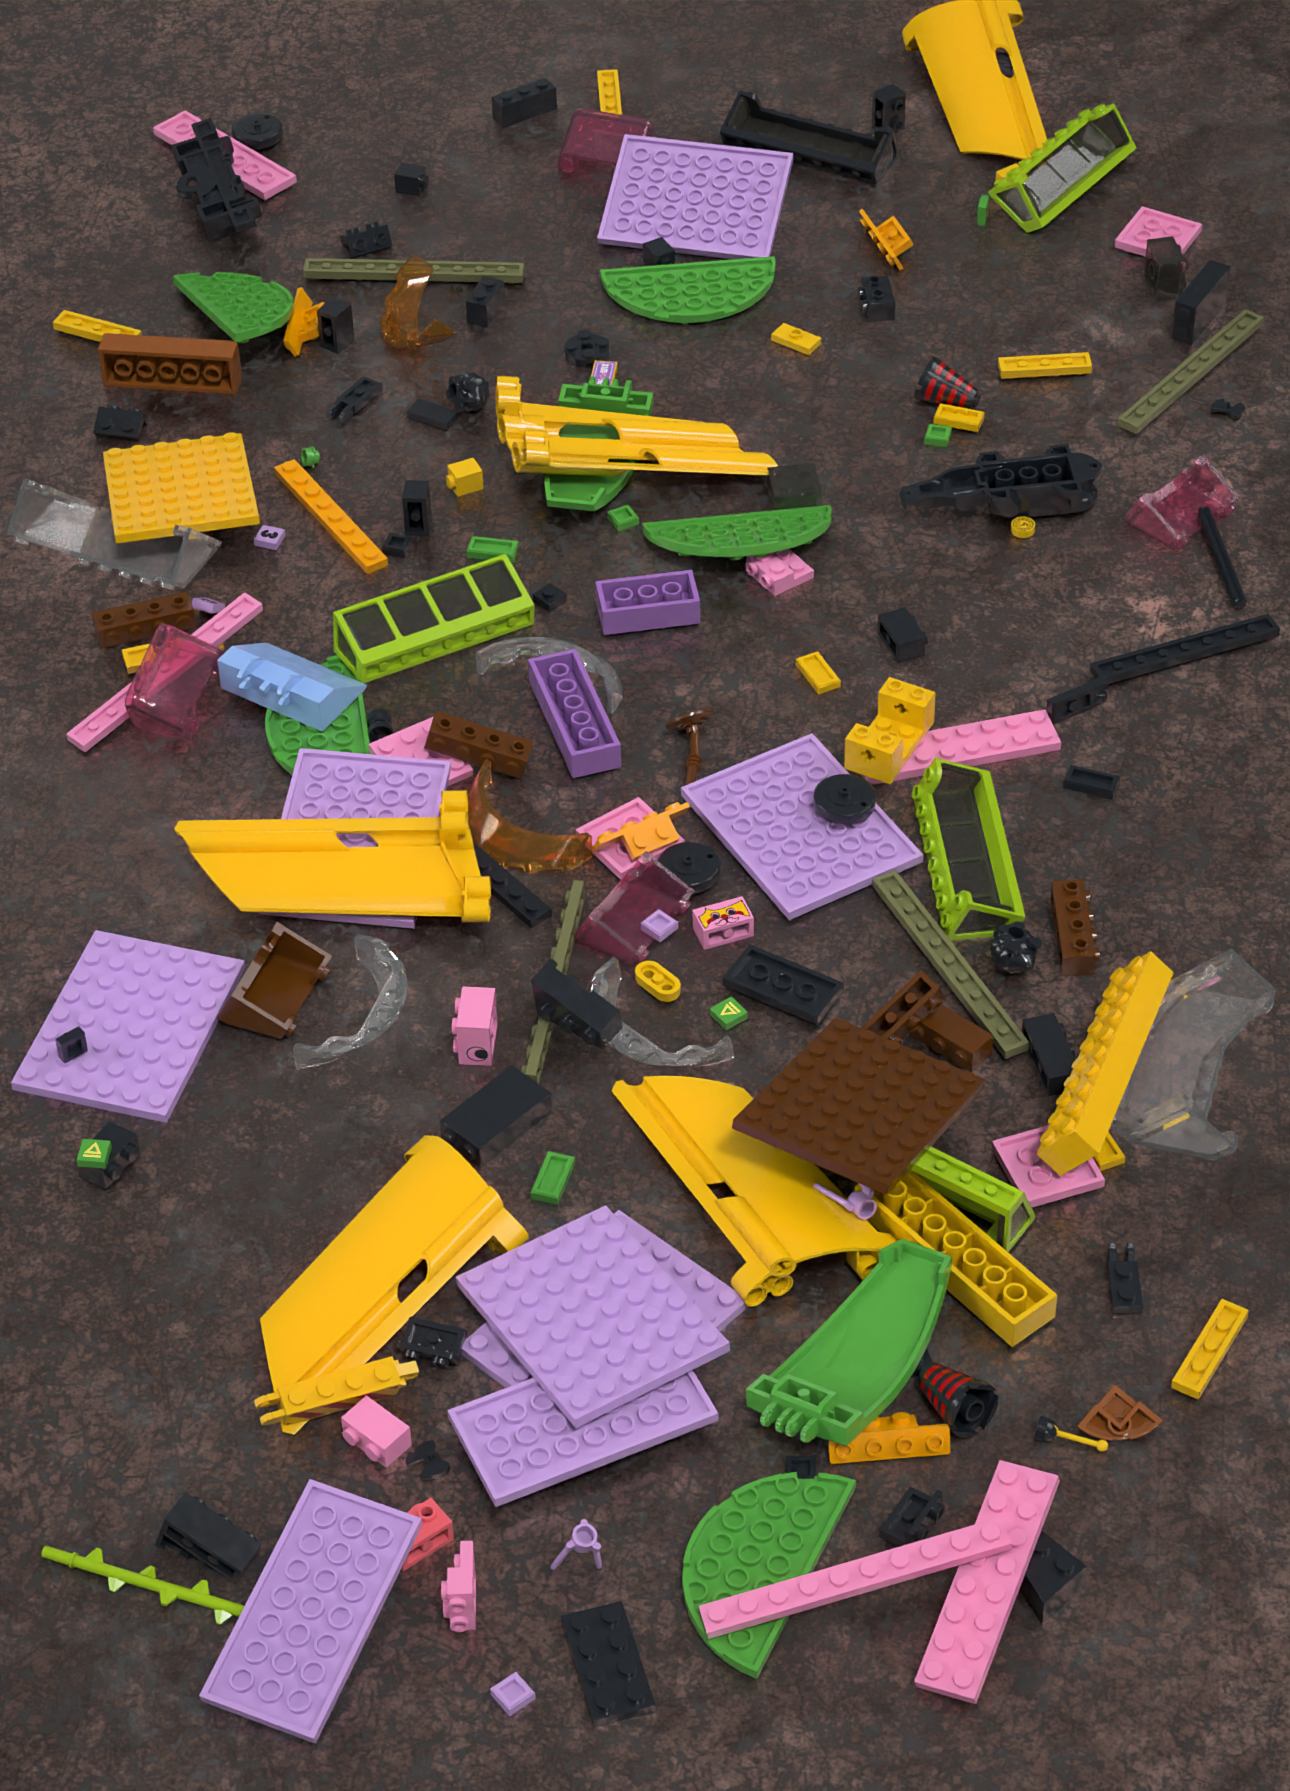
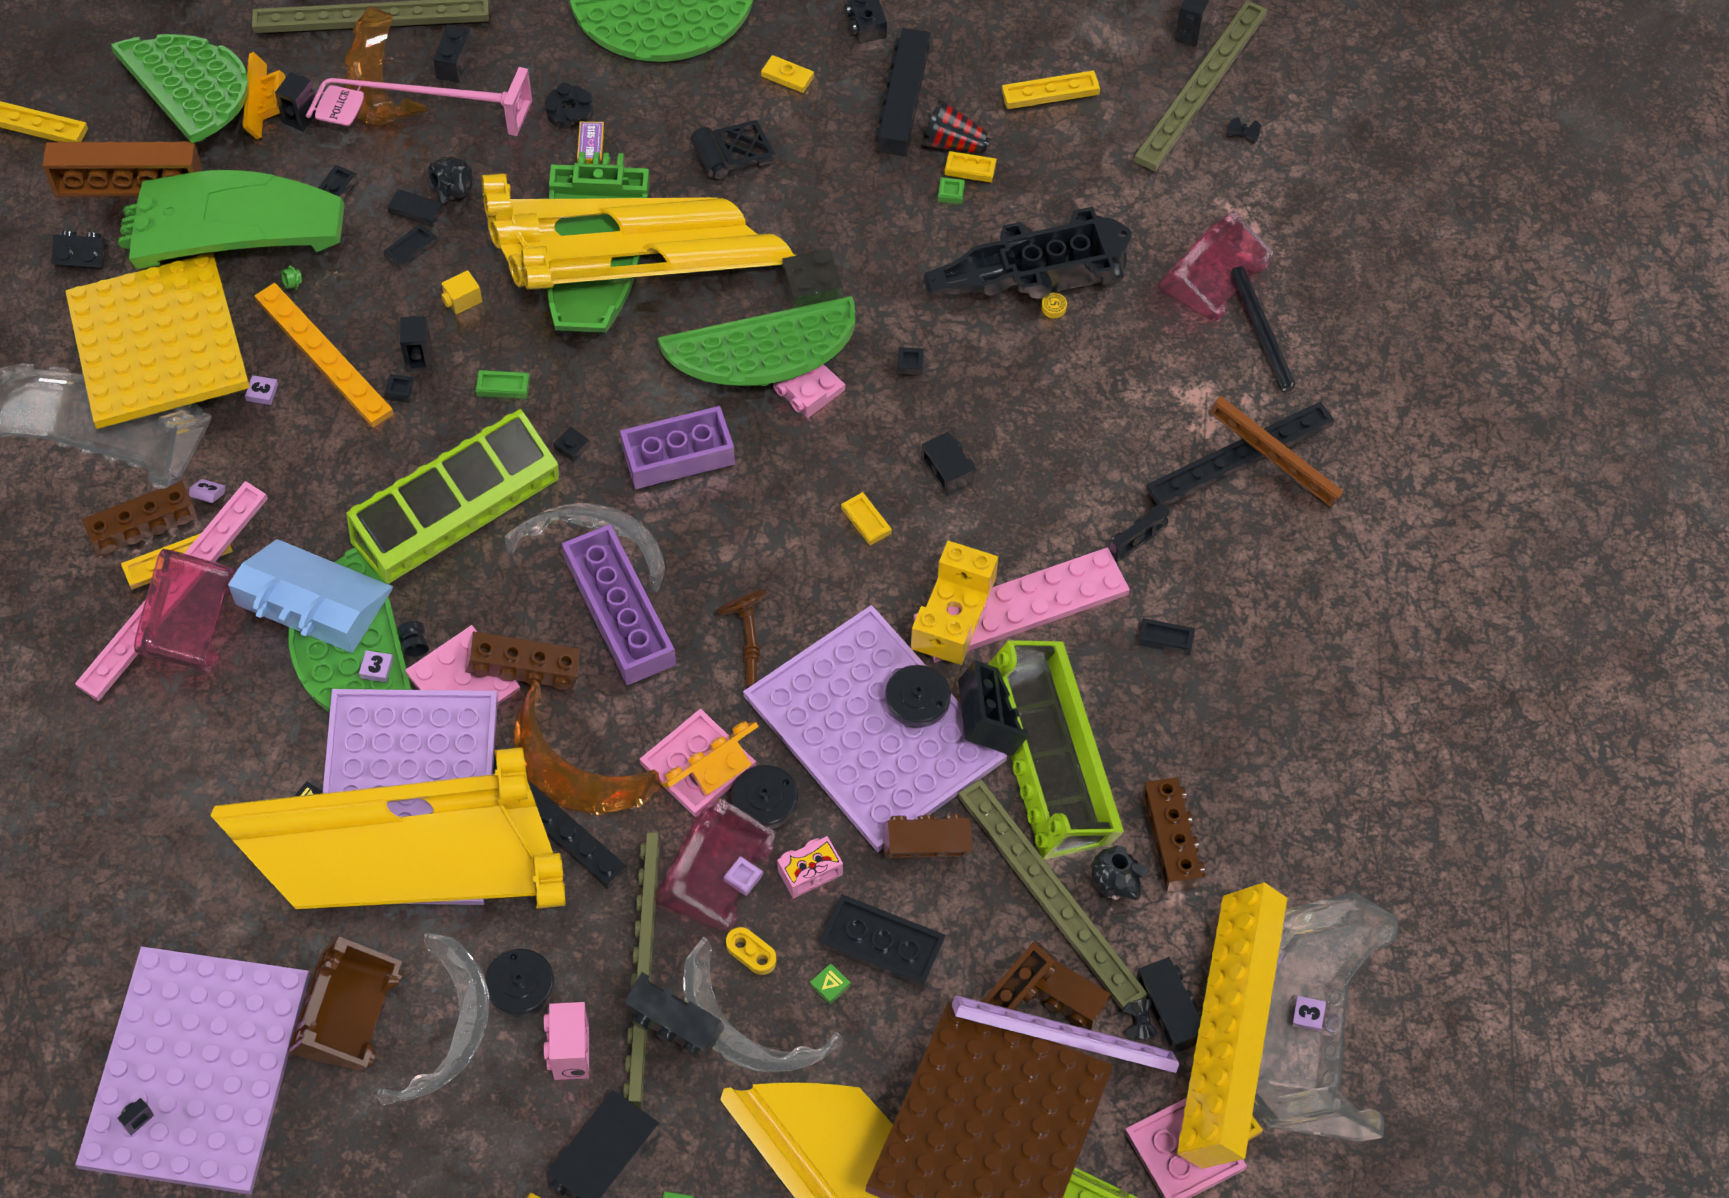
camera: 10 degrees left, 15 degrees up
(259, 397) = (226, 212): none -> bright green windscreen
(342, 740) = (376, 666): none -> lavender tile
(423, 443) = (410, 246): none -> black tile
(436, 984) = (520, 983): none -> black wheel
(537, 336) = (343, 104): none -> bright pink piece
(623, 517) = (635, 329): bright green tile -> none
(720, 393) = (716, 153): none -> black piece
(836, 906) = (927, 837): none -> reddish brown brick
(878, 557) = (910, 361): none -> black plate
(903, 357) = (903, 92): none -> black brick
(909, 815) = (987, 711): none -> black wedge
(944, 1054) = (1064, 1033): none -> lavender tile
(1022, 1070) = (1143, 1028): none -> black piece
(1183, 1072) = (1308, 1013): none -> lavender tile
(1218, 644) = (1276, 451): none -> dark orange tile

